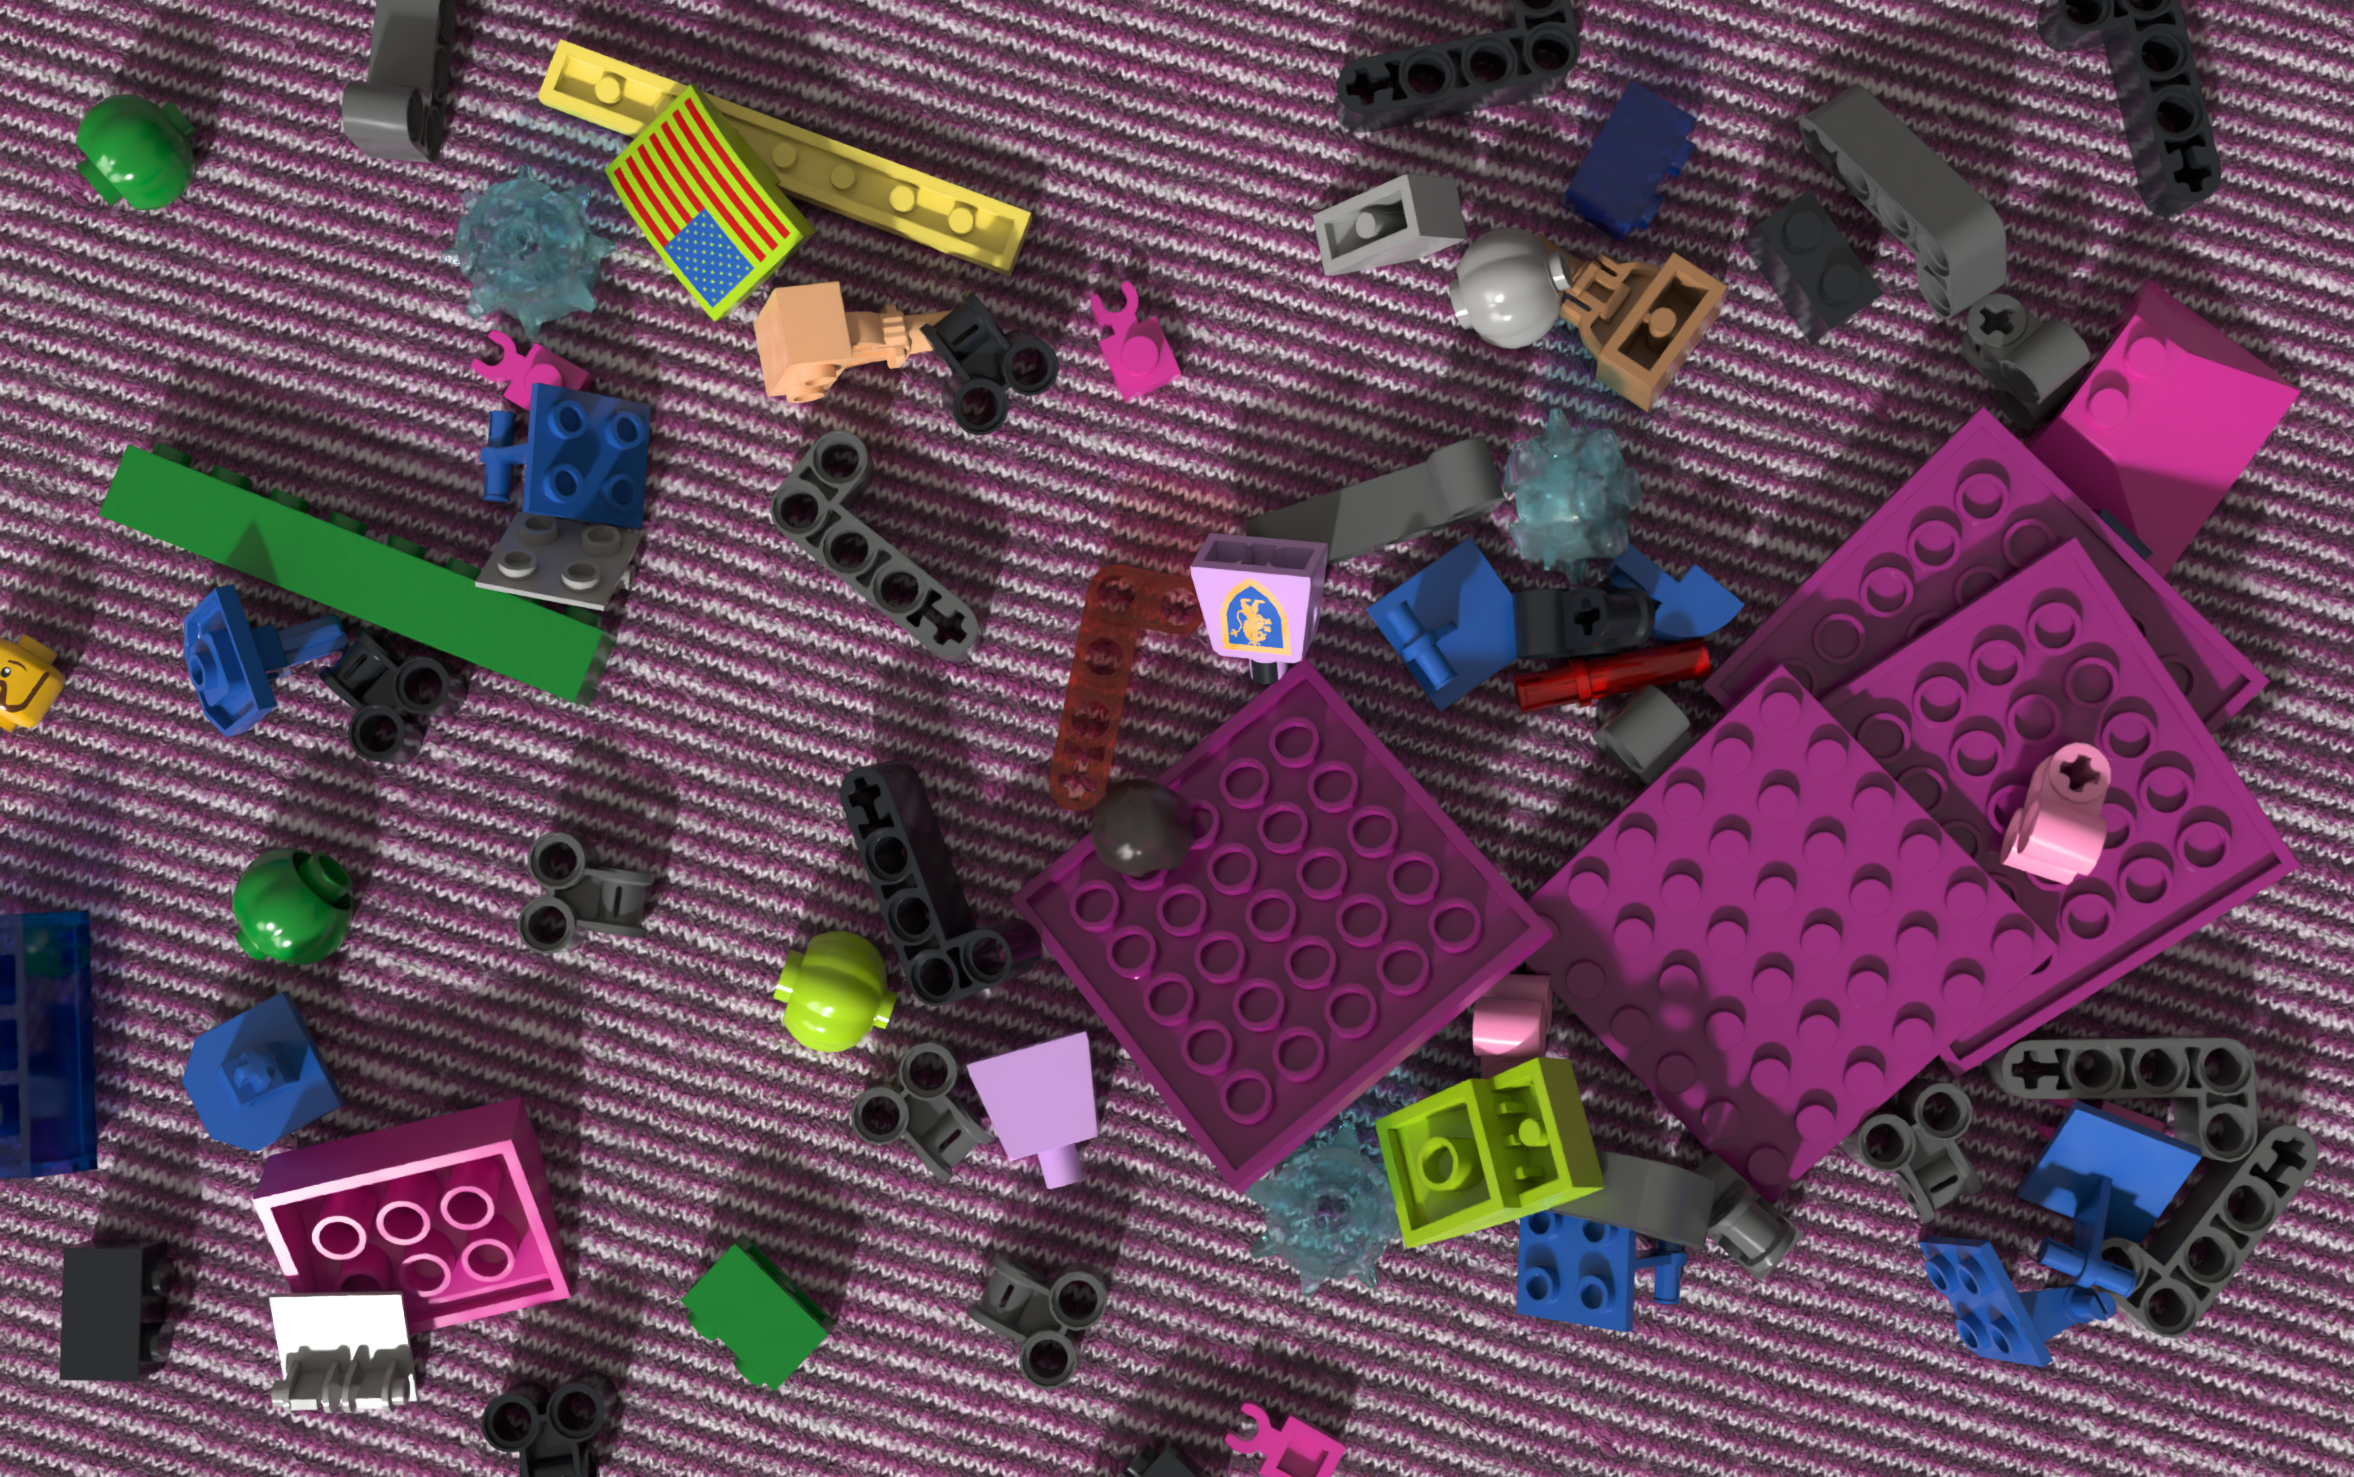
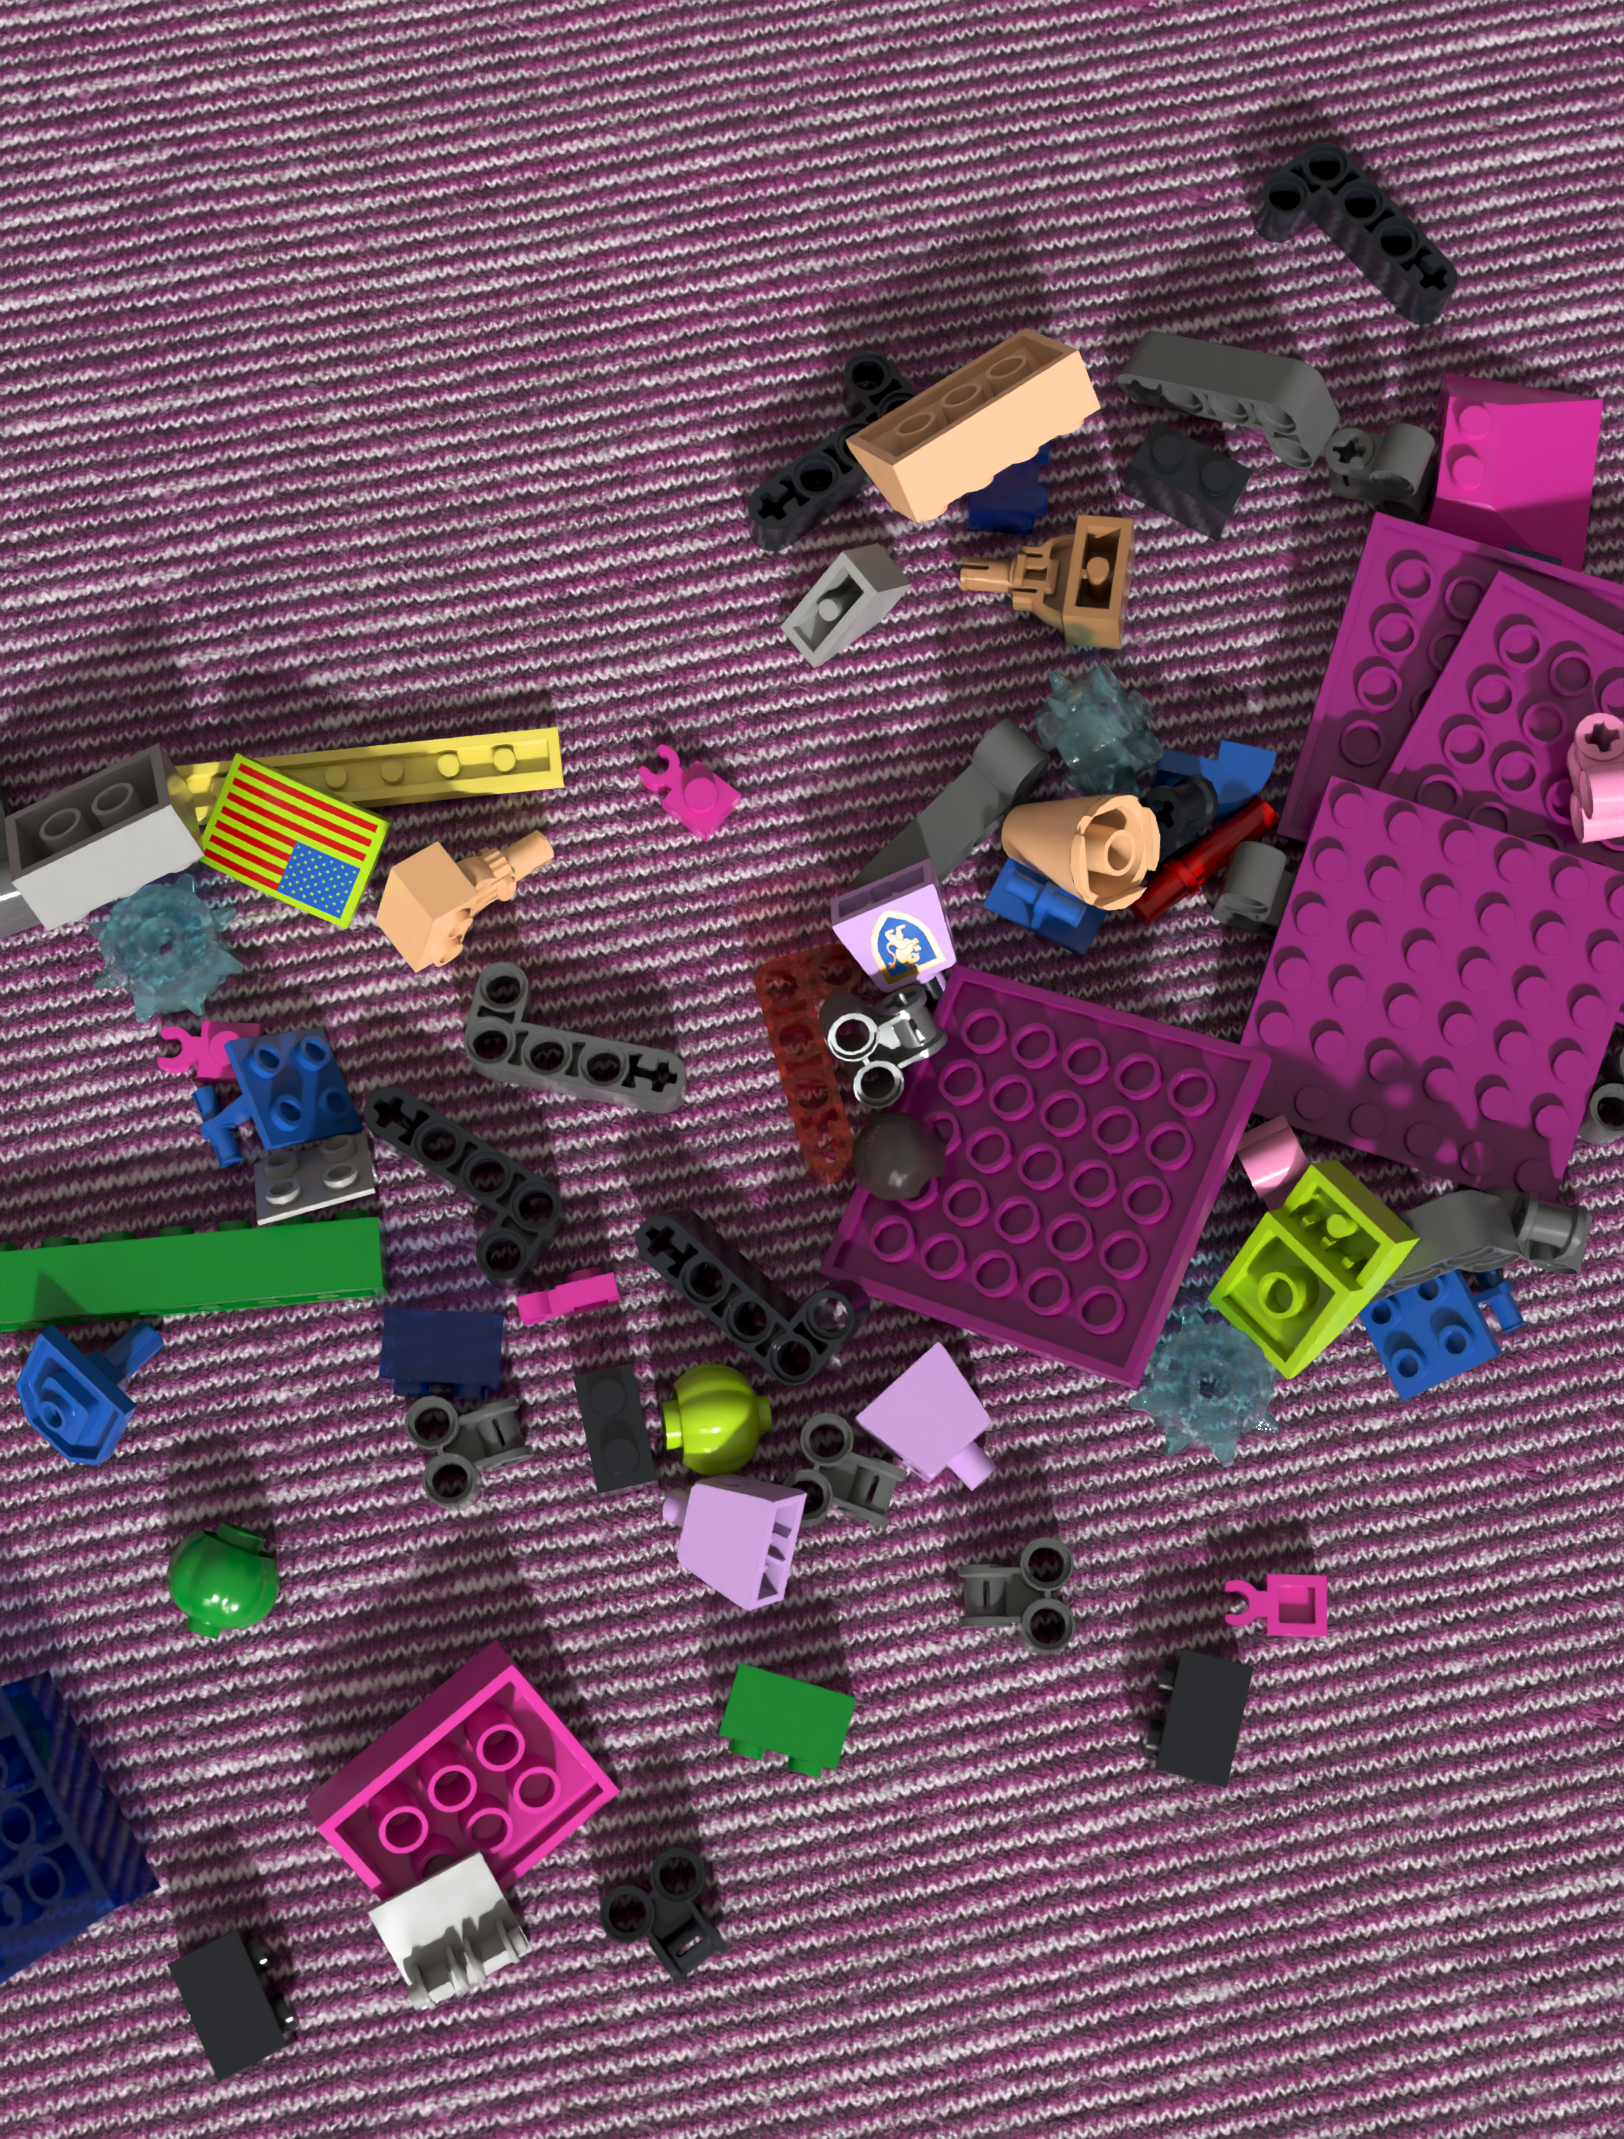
camera: 30 degrees left, 10 degrees down
(260, 1076) = (263, 1737): blue piece -> none
(386, 687) = (212, 1361): black piece -> none
(511, 110) = (103, 838): none -> light grey brick
(606, 793) = (443, 1352): none -> clear blue brick
(708, 627) = (459, 1175): none -> black beam
(732, 957) = (616, 1431): none -> black brick
(772, 801) = (584, 1292): none -> dark pink plate
(795, 1120) = (738, 1535): none -> lavender torso
(982, 356) = (576, 851): black piece -> none
(1187, 702) = (881, 1040): none -> dark grey piece
(1490, 613) = (1087, 845): none -> light nougat cone
(1509, 287) = (965, 604): light grey plant -> none
(1618, 101) = (975, 424): none -> light nougat slope

